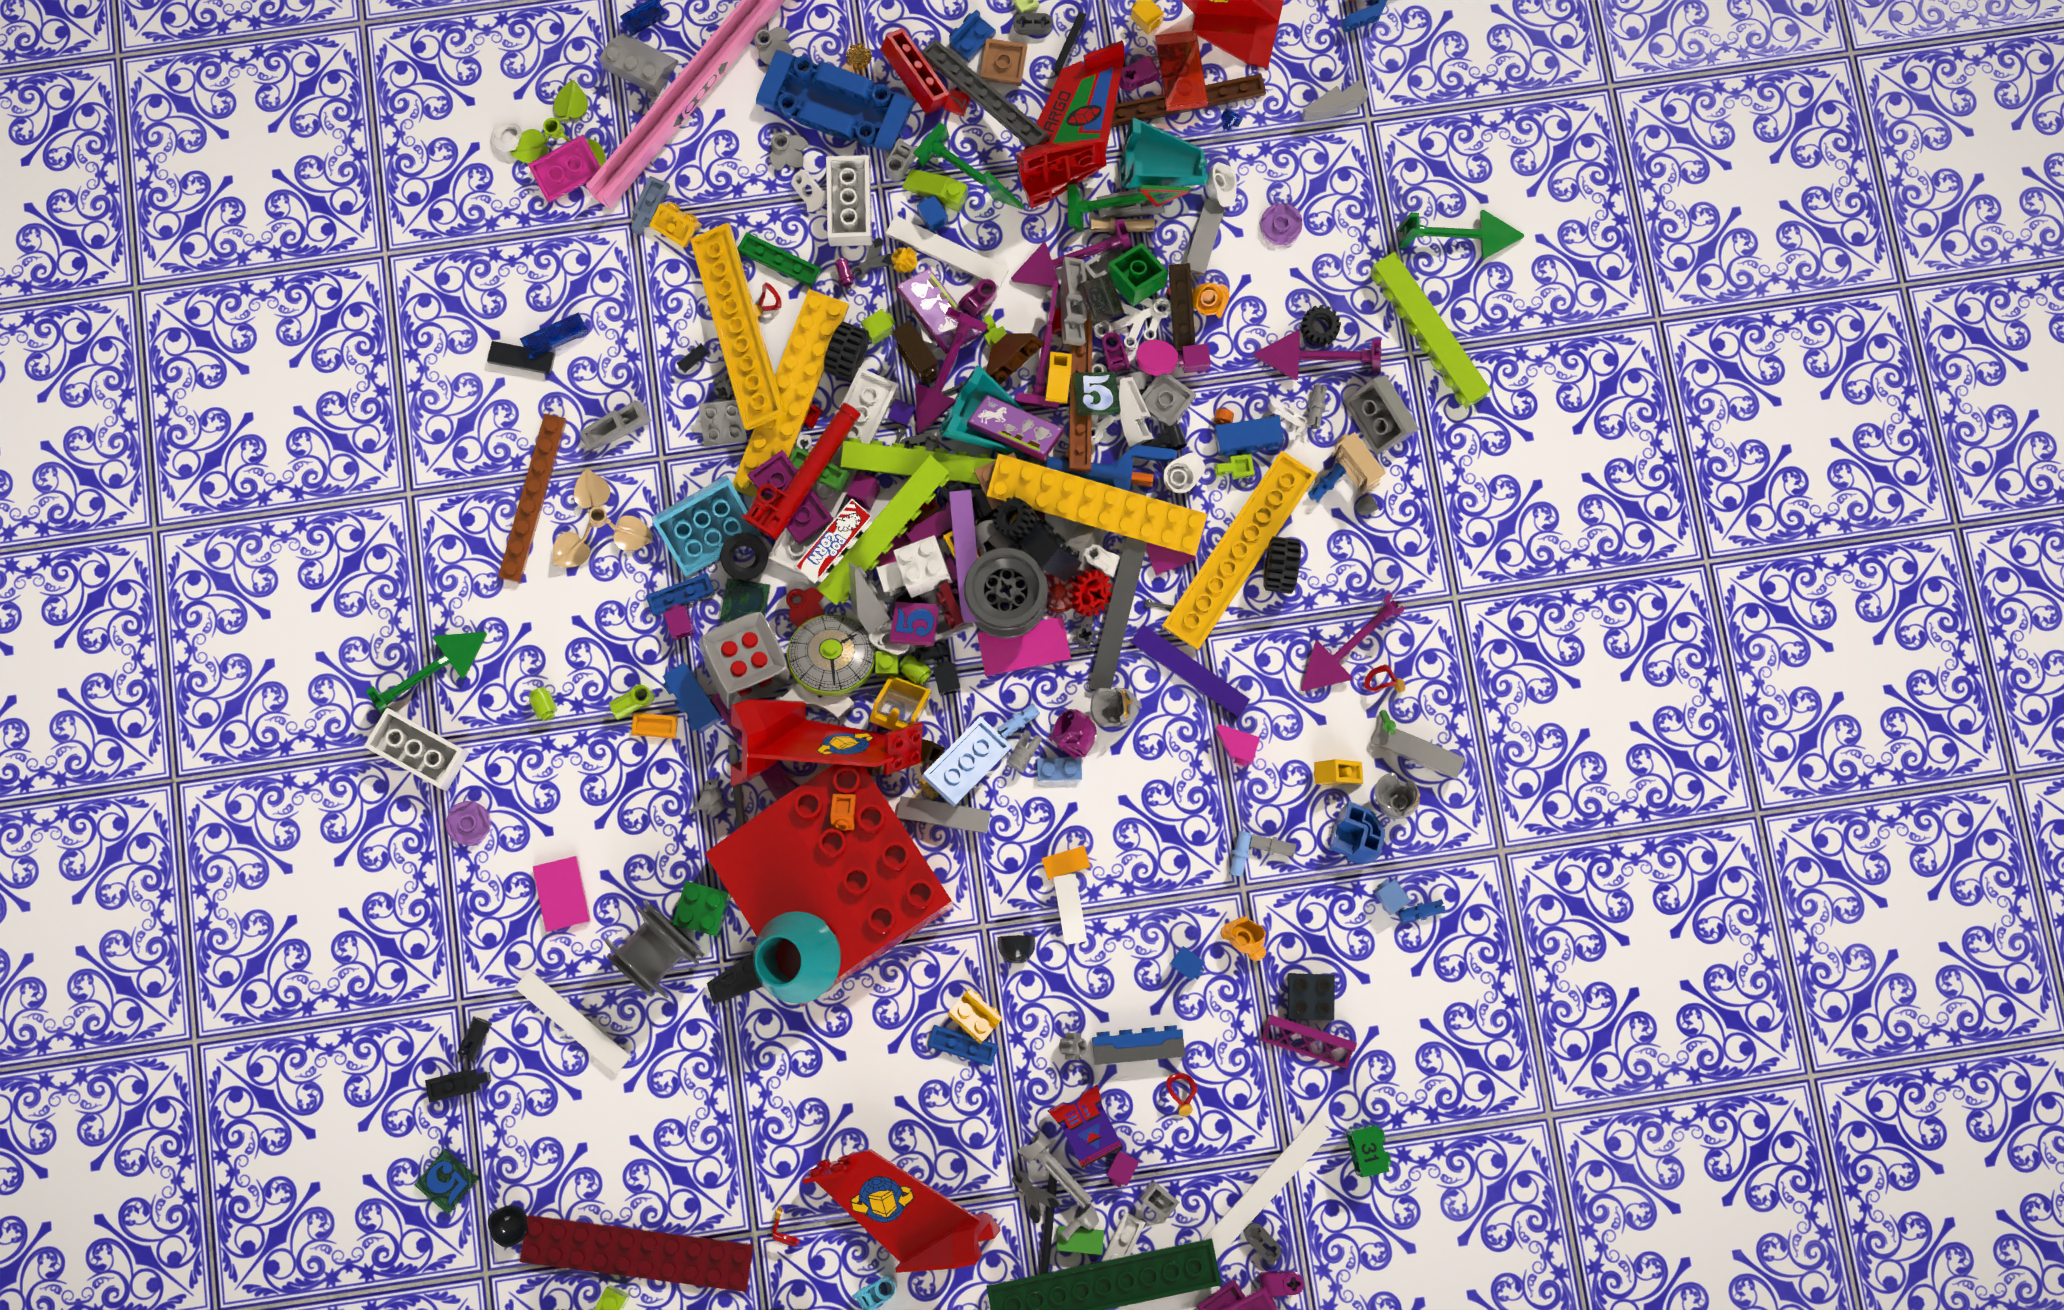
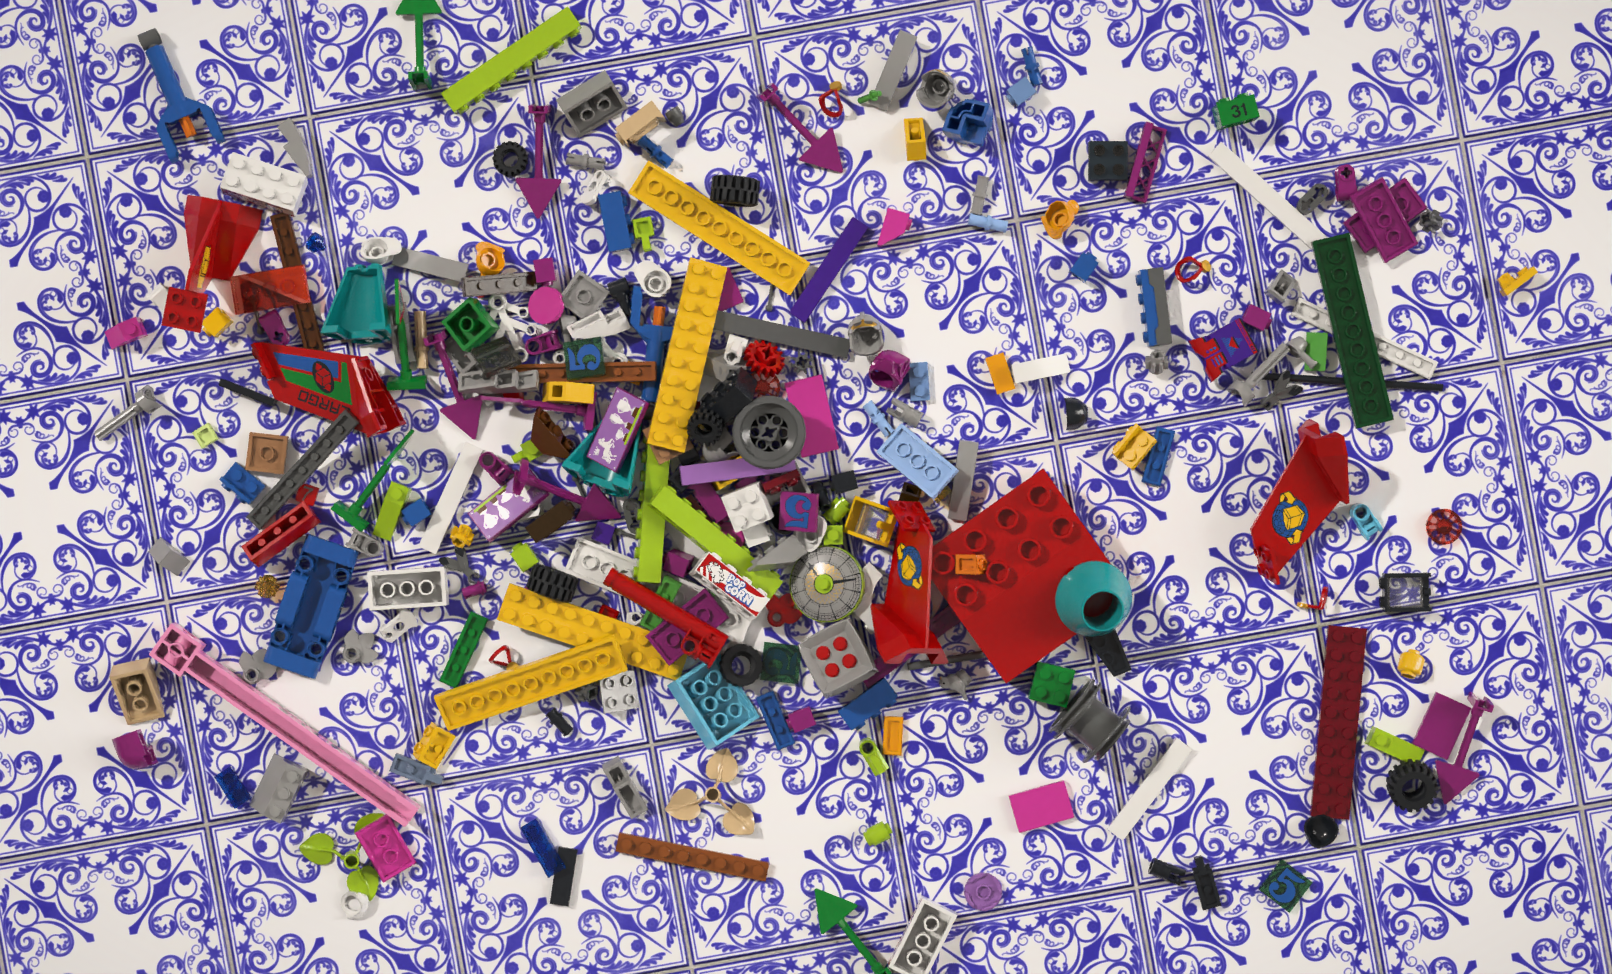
camera: 95 degrees left, 10 degrees up
(1032, 23) = (222, 427): dark grey beam -> none
(1223, 416) = (598, 244): orange axle -> none
(1281, 224) = (413, 195): medium lavender tile -> none
(1295, 66) = (264, 184): none -> white brick

